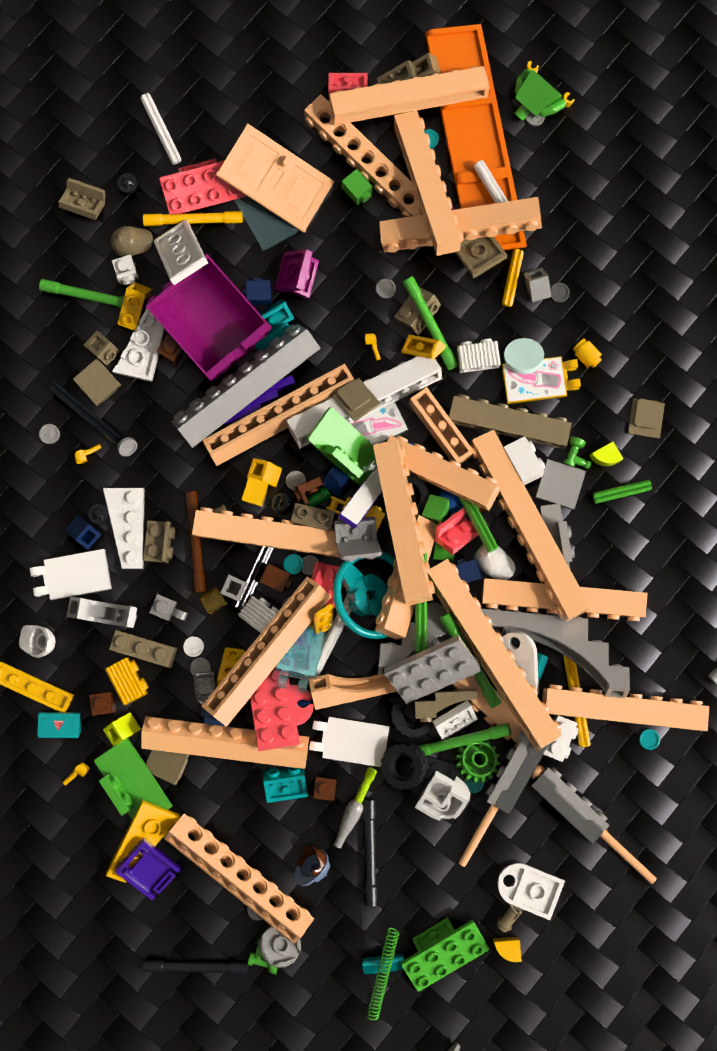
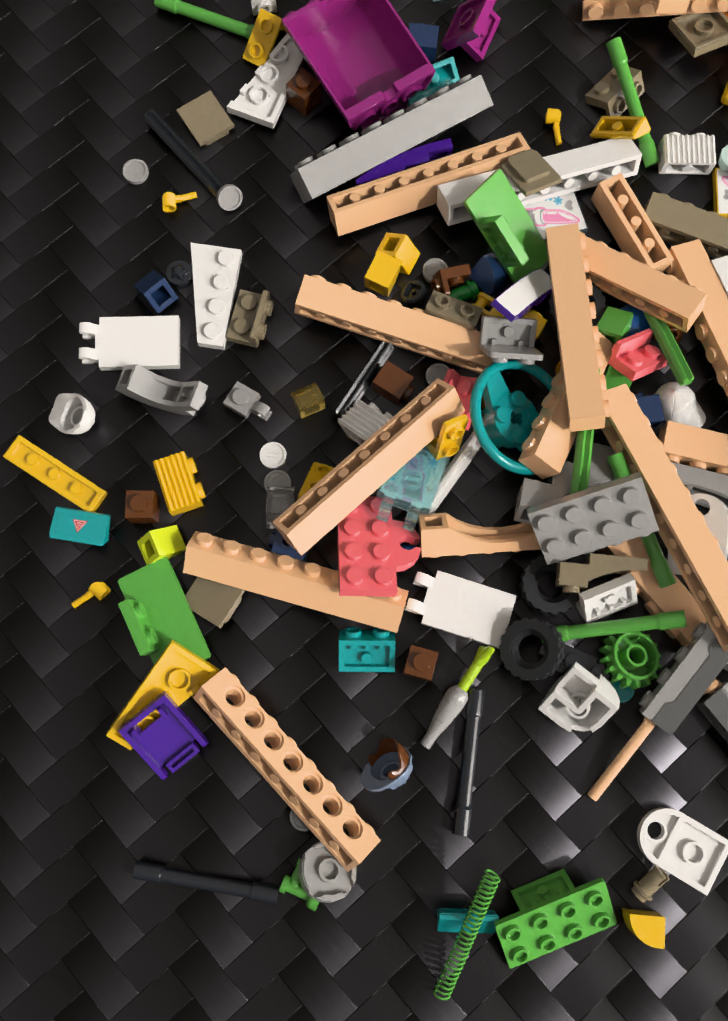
camera: 10 degrees right, 5 degrees down
(102, 348) = (219, 79): dark tan bracket -> none
(143, 649) = (207, 445): dark tan brick -> none
(198, 574) = (294, 366): reddish brown piece -> none
(233, 588) = (337, 385): light grey brick -> none
(293, 564) = (420, 370): teal piece -> none
(385, 288) = (578, 64): light grey piece -> none

